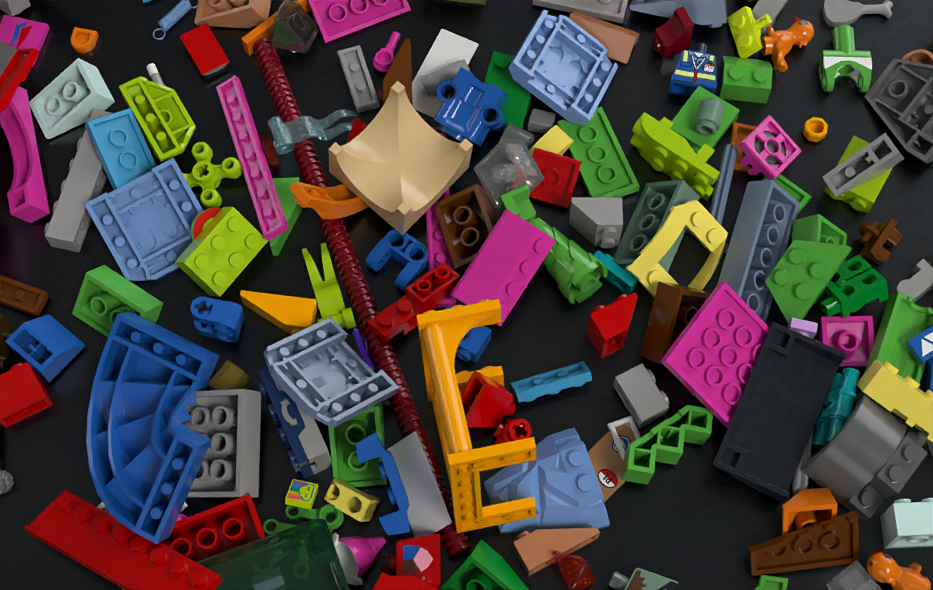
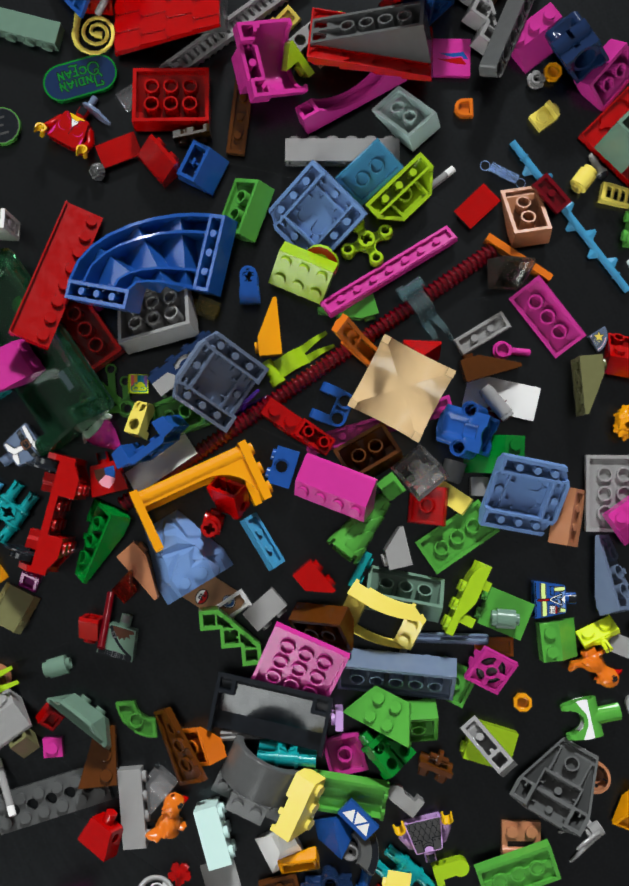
camera: 75 degrees right, 20 degrees up
(268, 148) = (402, 280): clear red tile -> none
(674, 34) = (578, 575): dark red arch -> none

